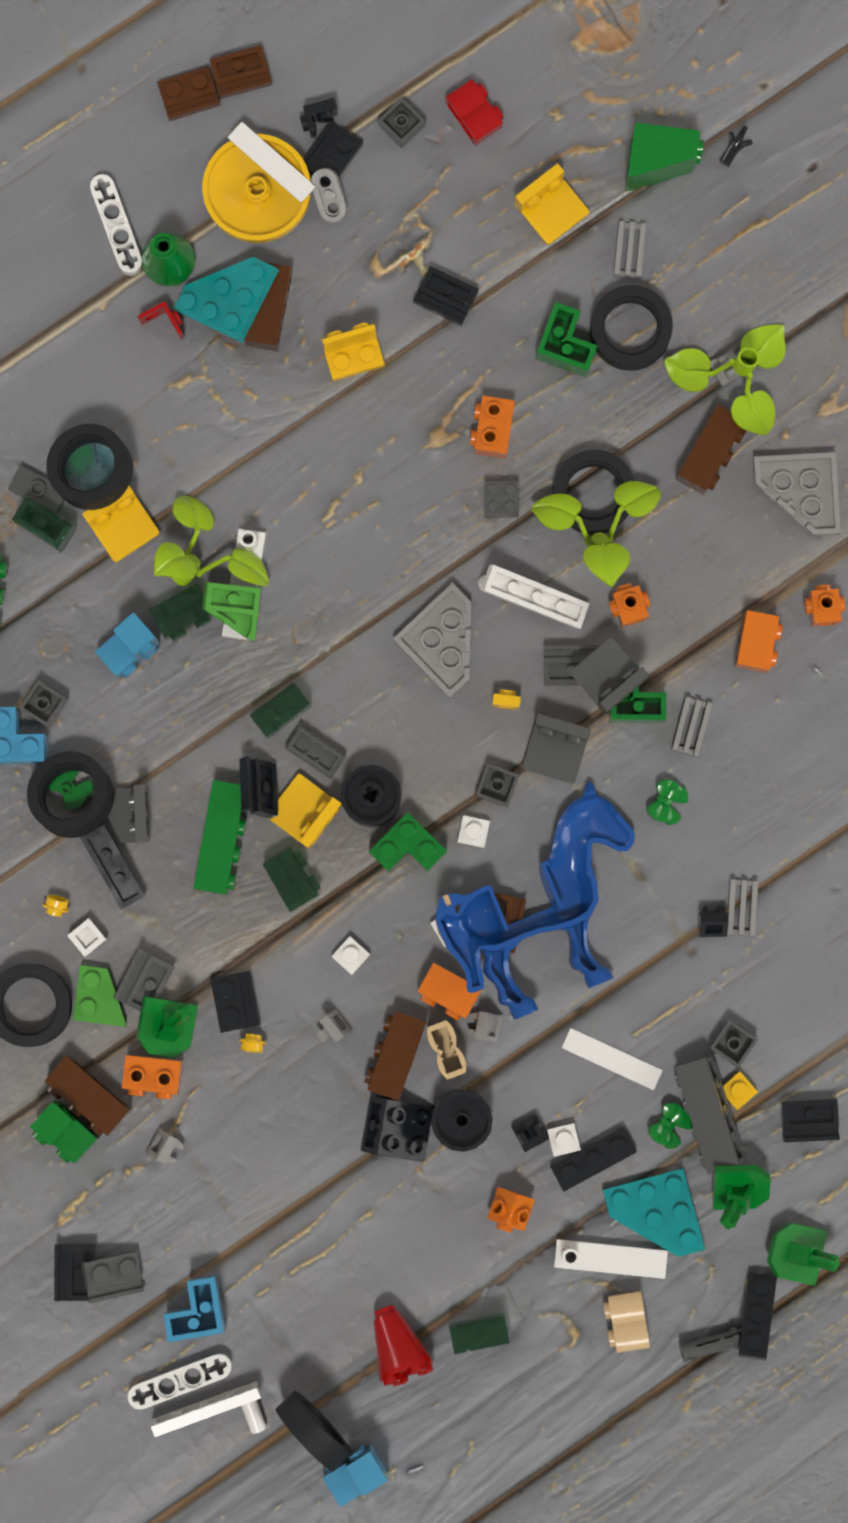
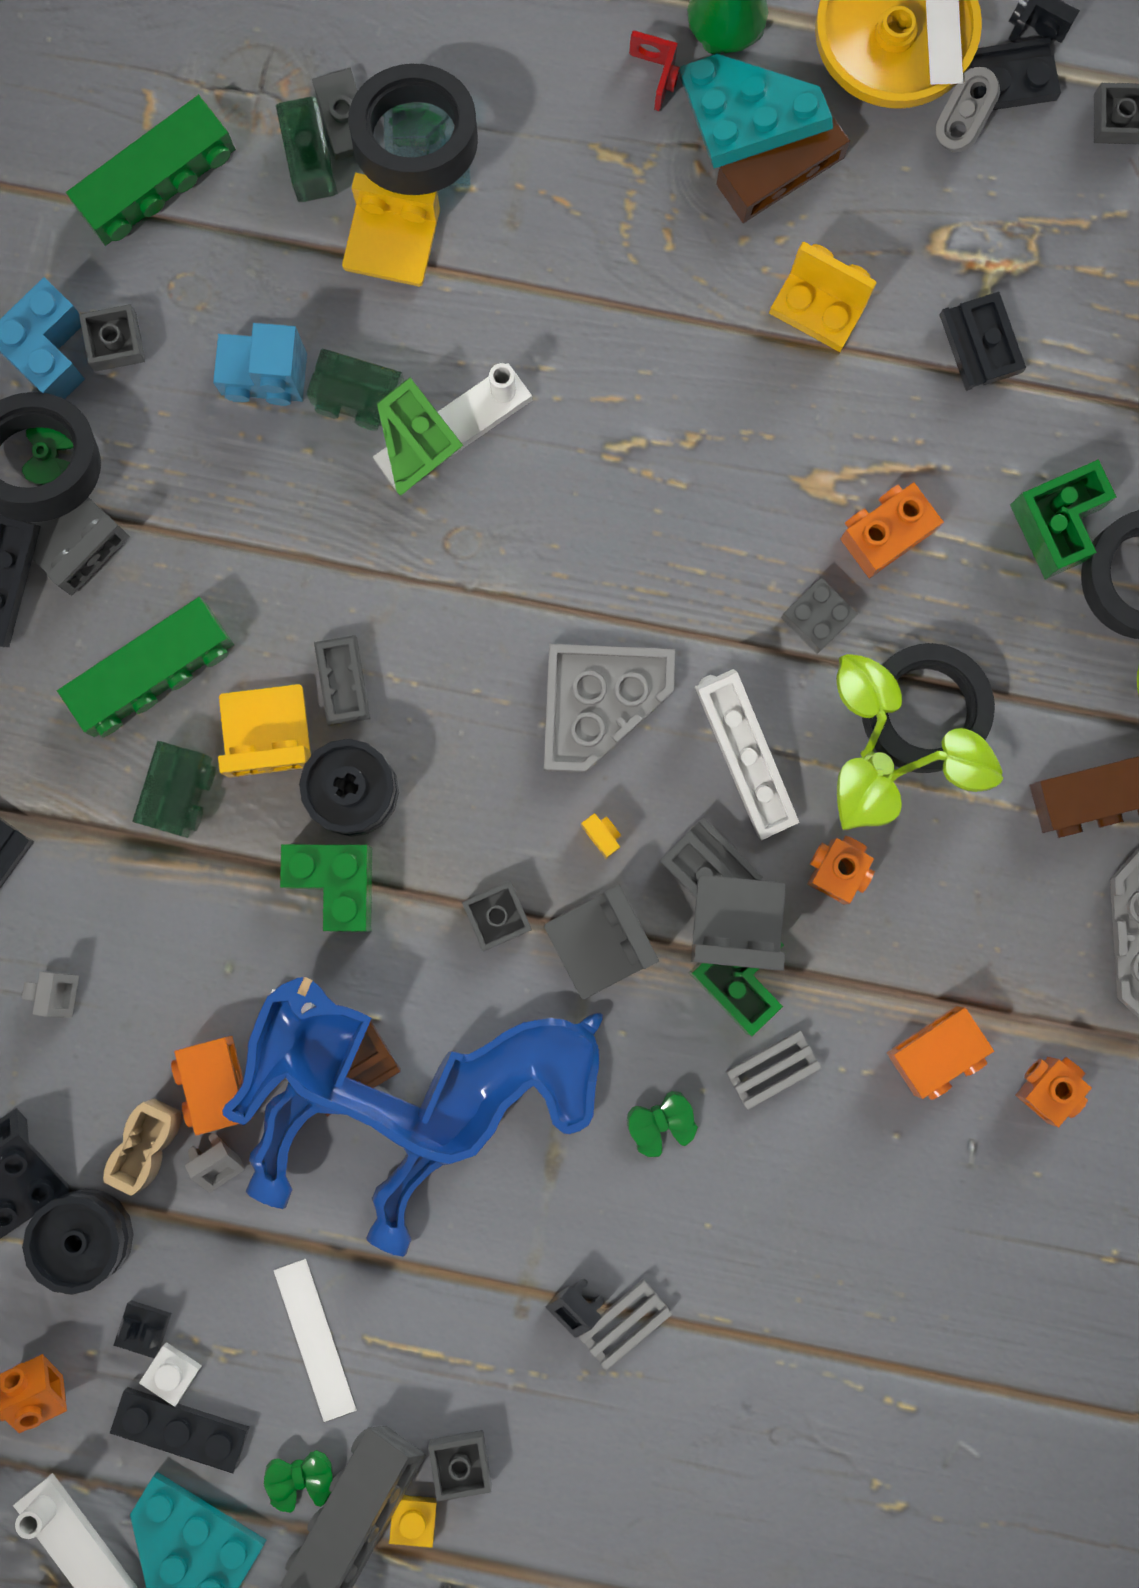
camera: 40 degrees right, 0 degrees up
(183, 567) = (392, 314): lime plant -> none
(258, 787) = (239, 654): black plate -> none
(280, 710) = (349, 597): clear green brick -> none
(350, 955) = (153, 935): white plate -> none
(395, 1055) = (84, 1093): reddish brown brick -> none
(473, 831) = (421, 939): white plate -> none

